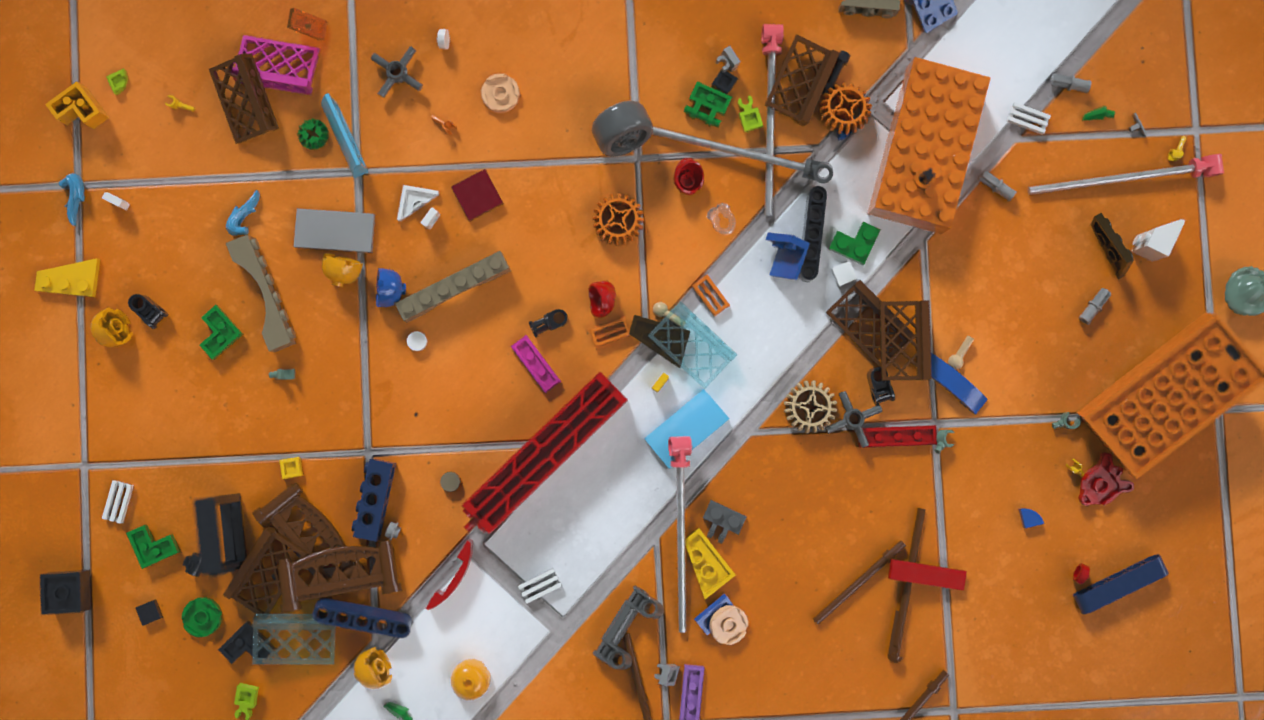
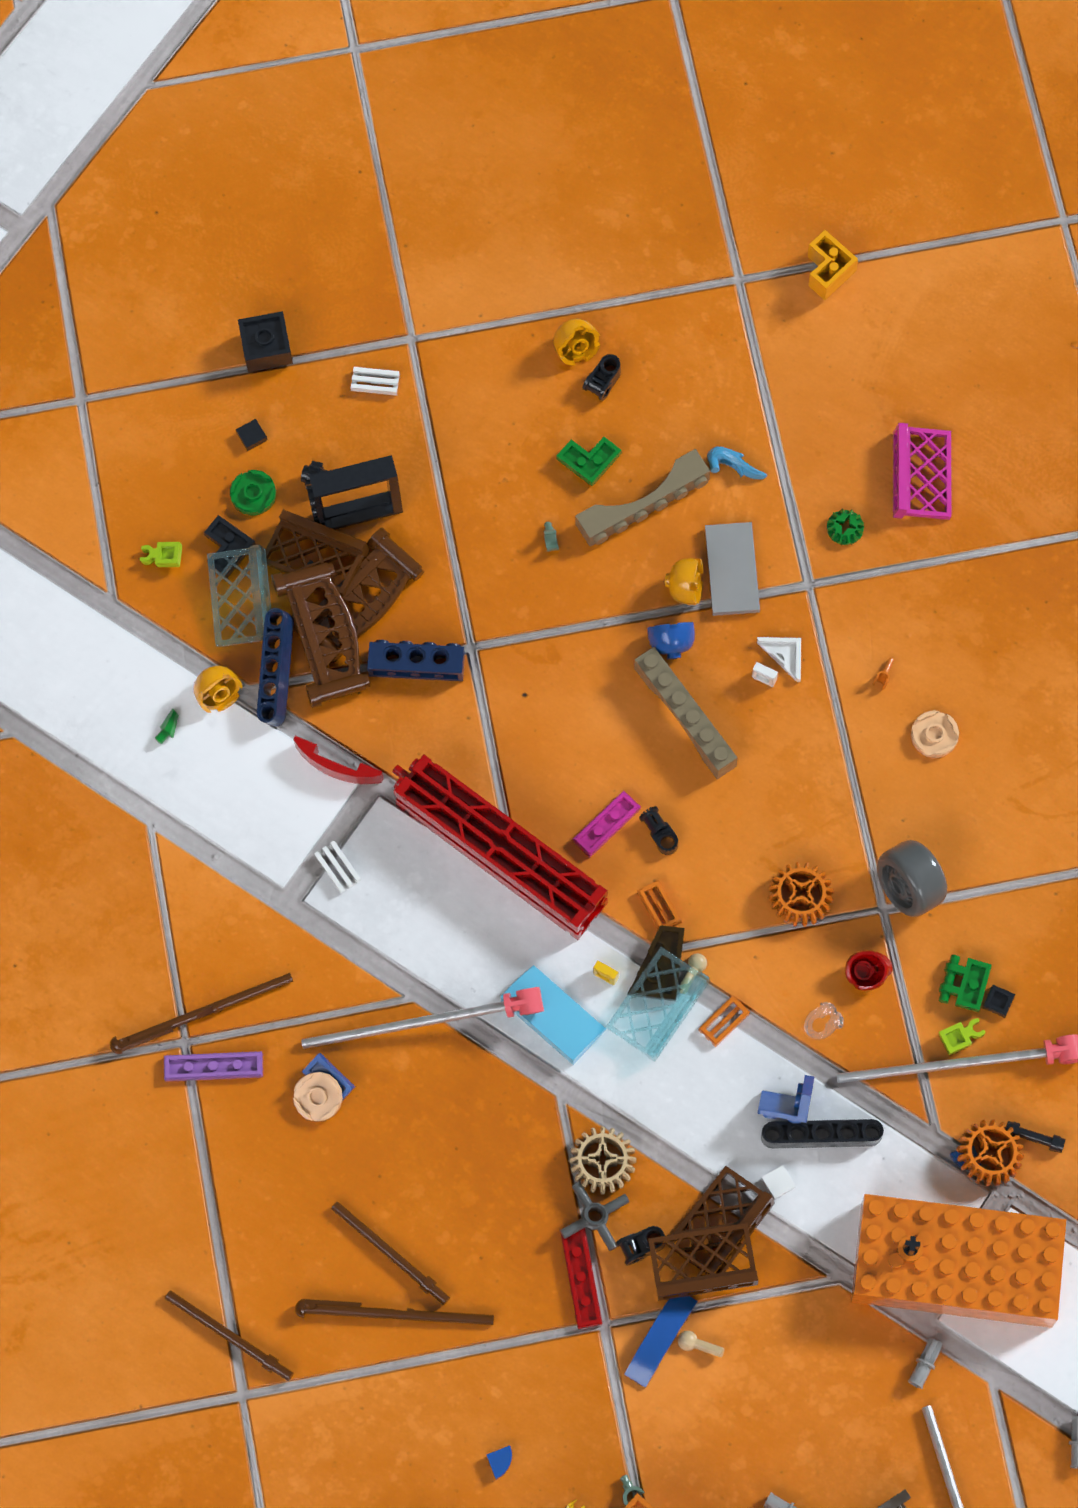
camera: 85 degrees right, 15 degrees down
(70, 279) = (626, 290): yellow wing -> none
(76, 195) = (726, 280): dark azure piece -> none
(115, 200) = (726, 323): white tile -> none
(118, 81) = (870, 303): lime tile -> none
(150, 551) = (322, 425): green plate -> none
(177, 104) = (854, 370): yellow hand -> none
(254, 93) = (878, 453): reddish brown fence -> none
(291, 467) = (441, 563): yellow tile -> none
(307, 24) = (975, 498): clear orange tile -> none
(343, 136) = (847, 561): medium azure slope -> none
(393, 530) = (381, 687): light grey plate -> none
(402, 77) = (940, 601): dark grey bar -> none
(417, 341) = (613, 682): white tile -> none
(443, 39) = (988, 657): white tile -> none
(450, 481) = (449, 745): dark tan tile -> none
(470, 679) = (215, 802): light orange cylinder -> none
(477, 195) = (803, 725): dark red tile -> none
(602, 298) = (700, 888): red hair -> none
(608, 649) = (331, 984): dark grey piece -> none
(668, 675) = (248, 1032): light grey tile -> none
(707, 563) = (390, 1062): yellow wing -> none
(723, 517) = (449, 1074): dark grey hinge -> none
(730, 60) = (1026, 1000): light grey tile -> none
(810, 169) = (903, 1116): flat silver piece -> none
(816, 87) = (1011, 1113): reddish brown fence -> none
(858, 247) = (814, 1195): green plate -> none
(927, 574) = (411, 1334): red tile -> none
(941, 440) = (580, 1331): sand green piece -> none
(1028, 110) = (1025, 1372): white tile -> none
(1098, 114) = (1044, 1487): green bar -> none

